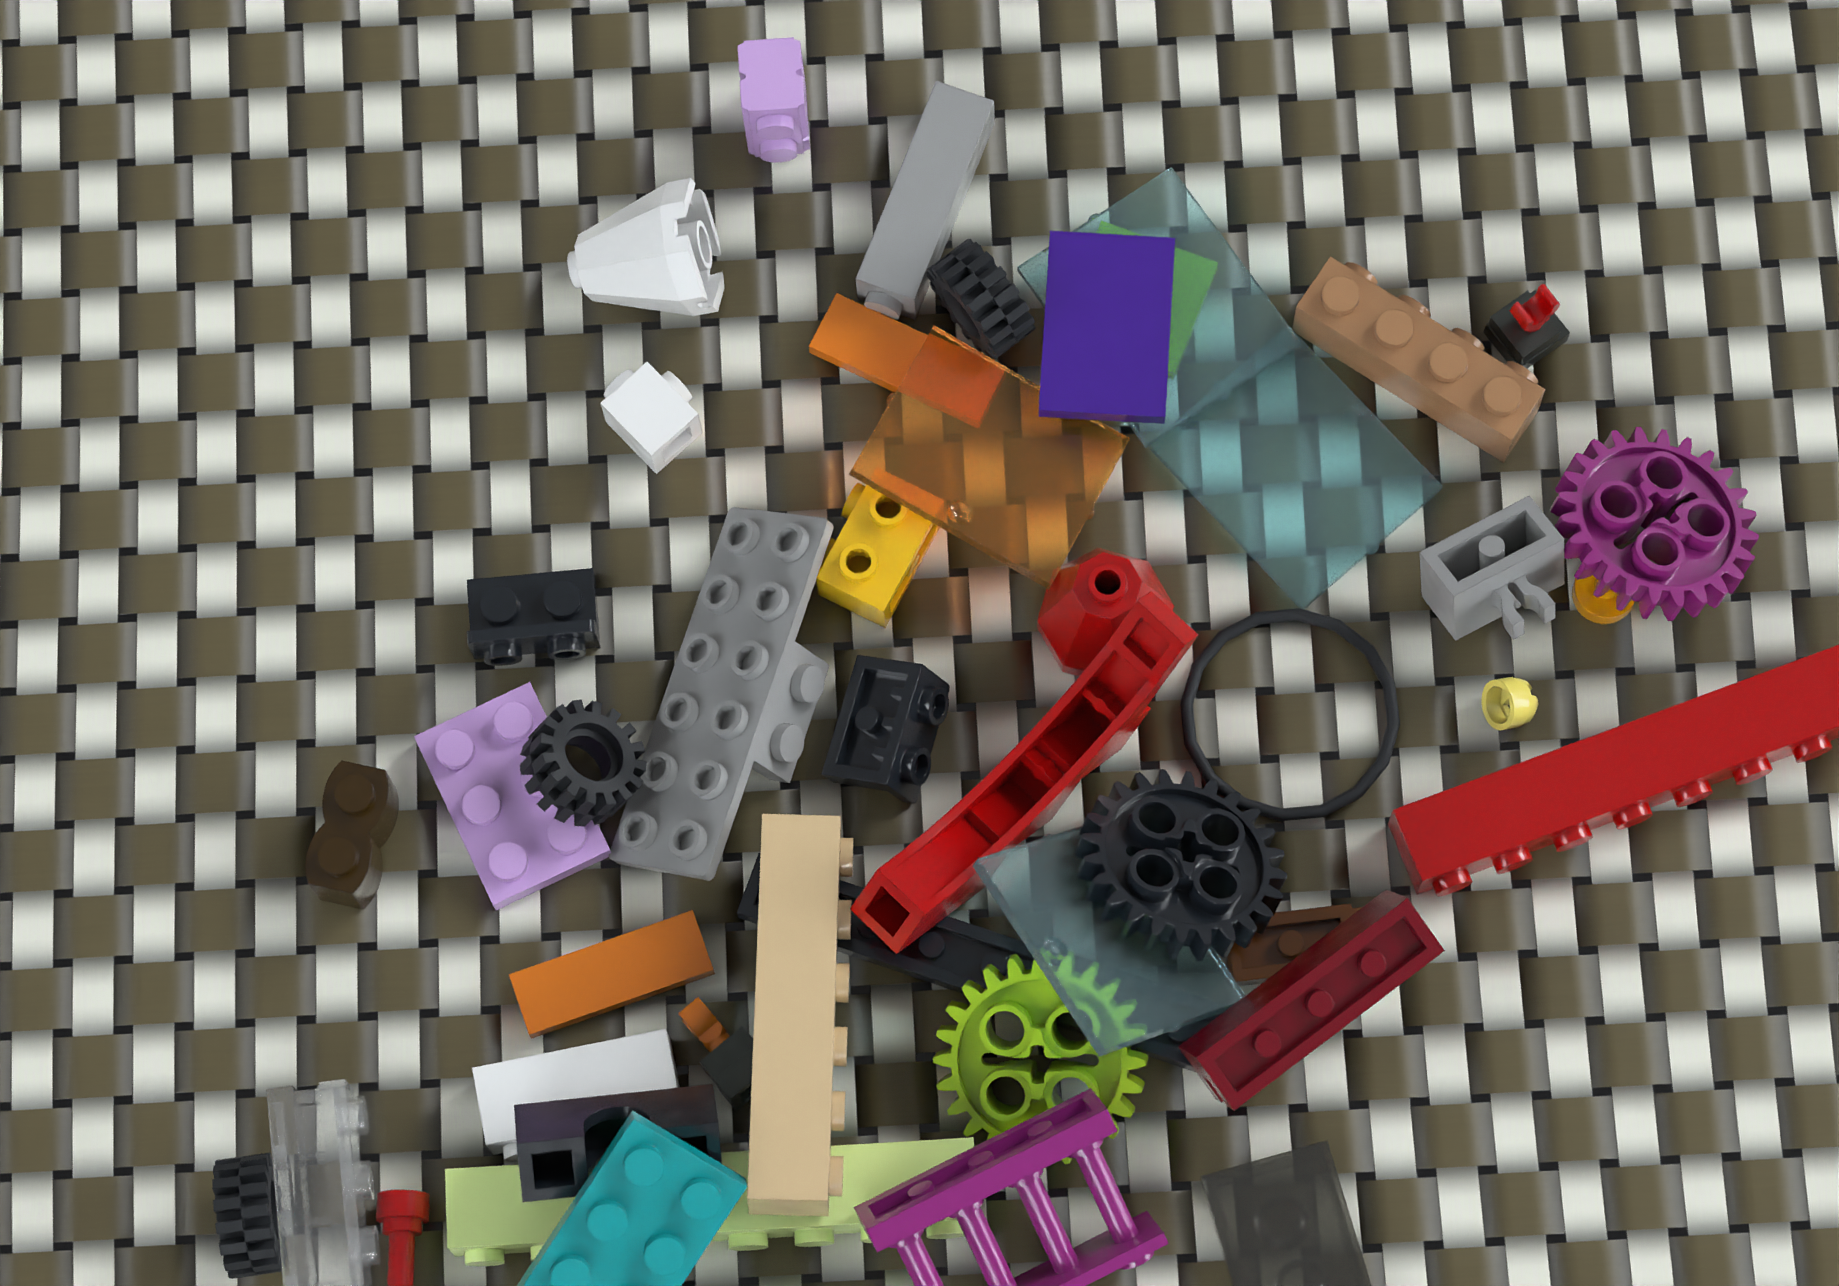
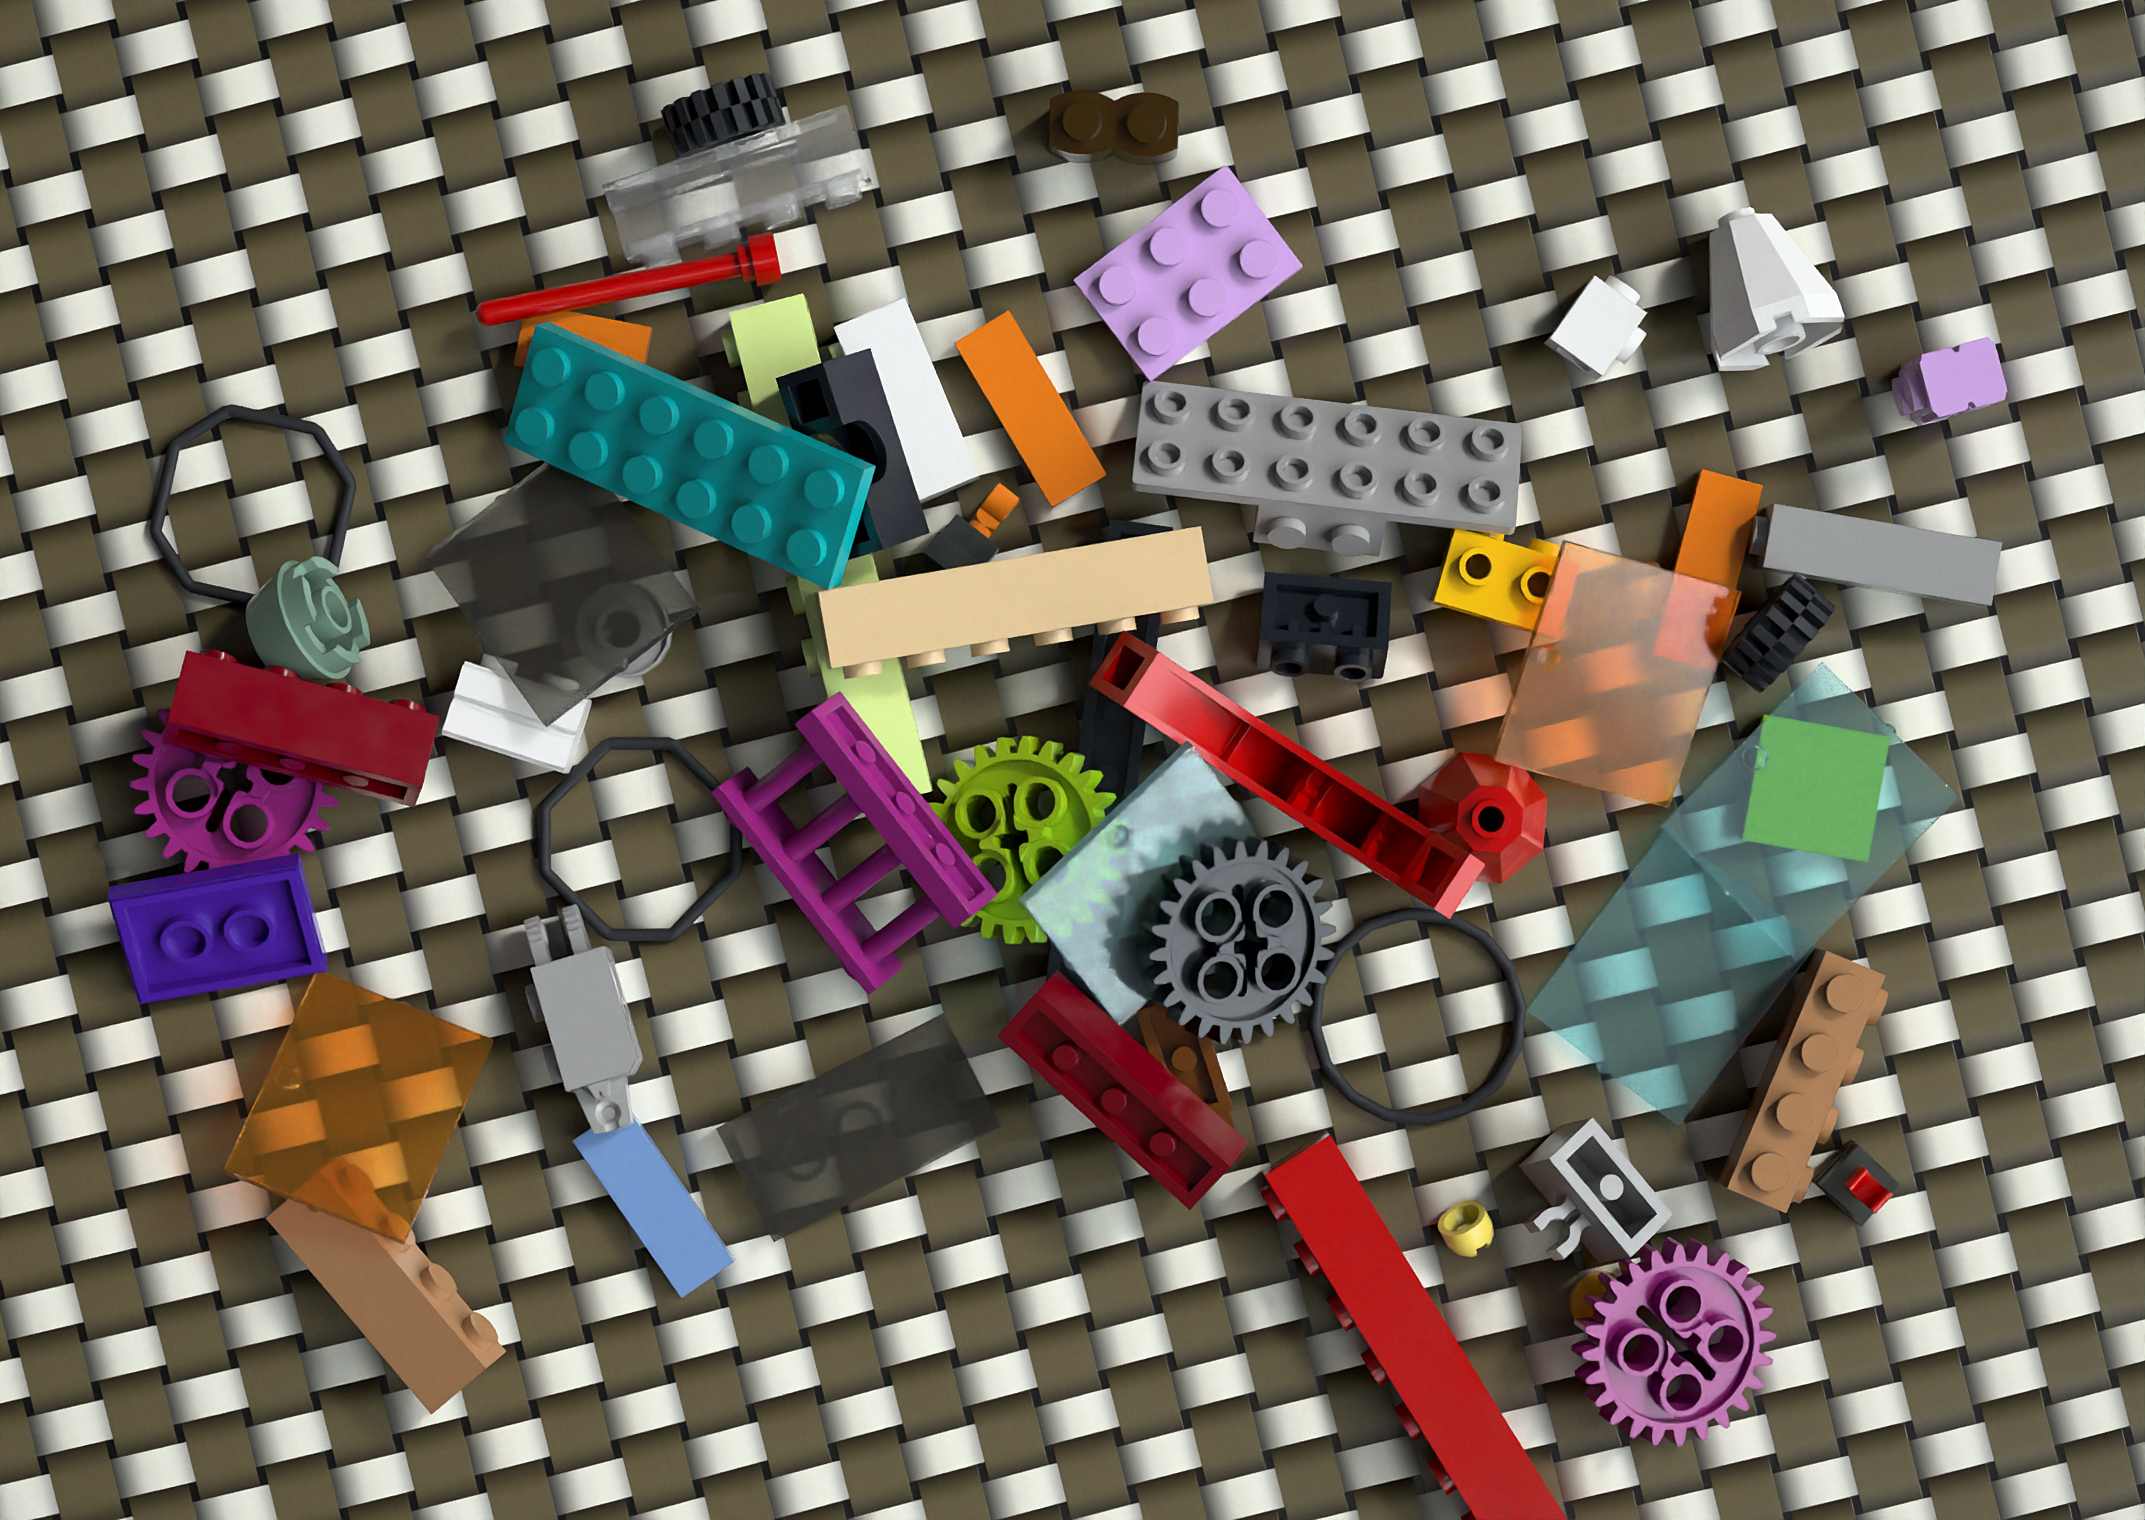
camera: 70 degrees right, 15 degrees up
(533, 616) = (1372, 254): black bracket -> none
(603, 742) = (1248, 360): black tyre -> none
(1107, 327) = (1773, 765): dark purple tile -> none

